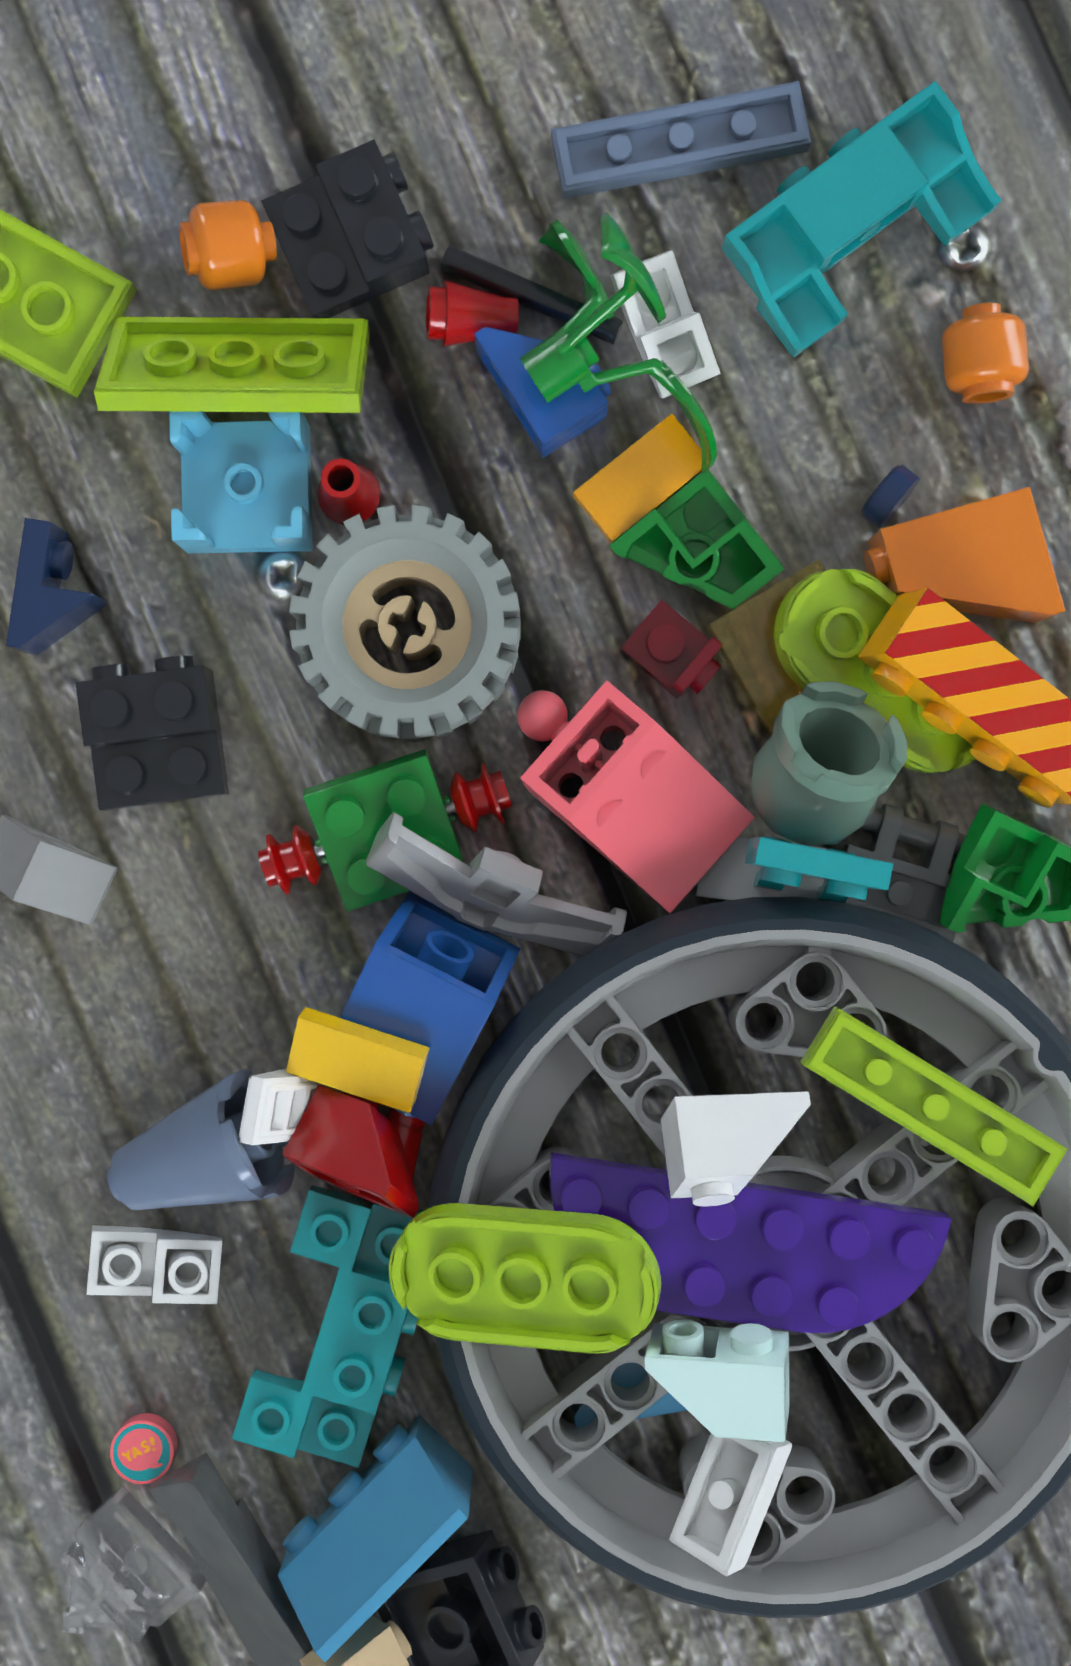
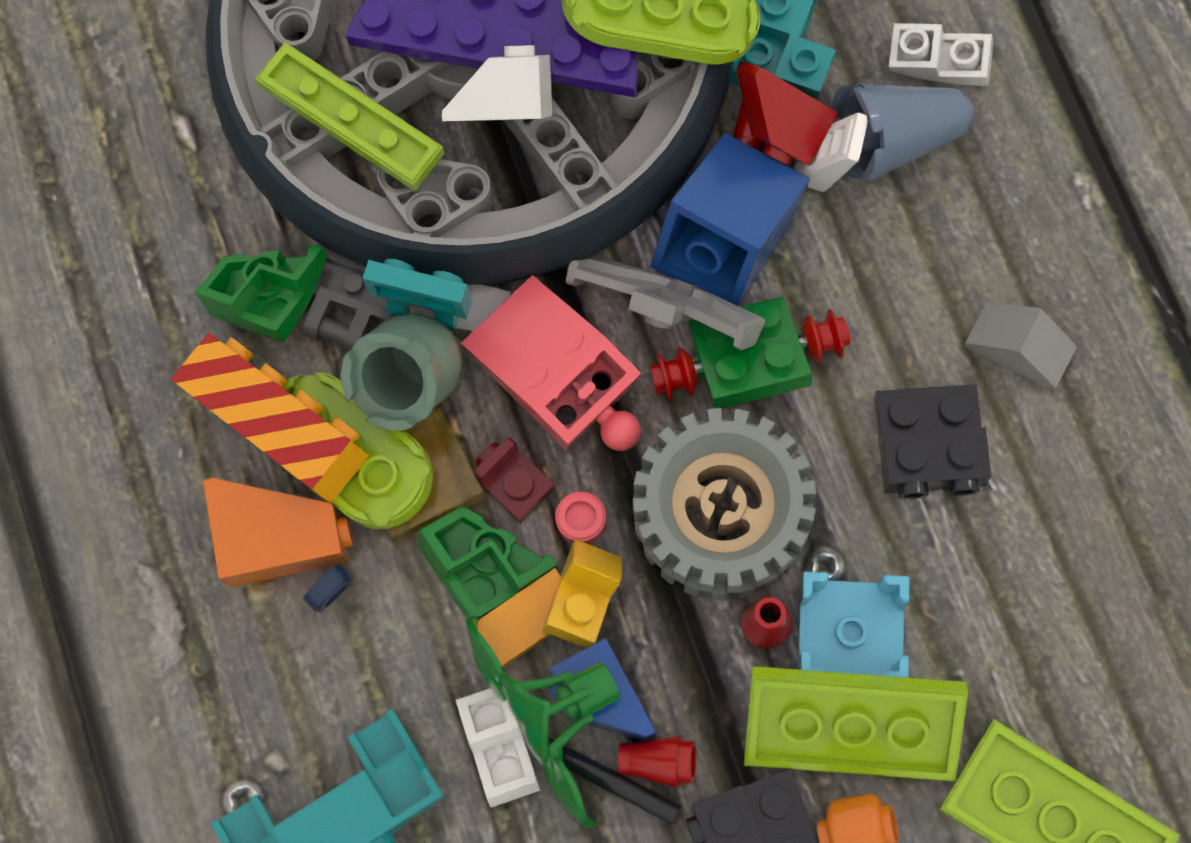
camera: 170 degrees left, 15 degrees down
(39, 607) = (1019, 545): dark blue slope -> none
(357, 1059) = (777, 175): yellow tile -> none
(573, 509) = (583, 594): none -> yellow slope
(584, 611) = (580, 517): none -> coral tile
(985, 354) = (238, 698): orange head -> none

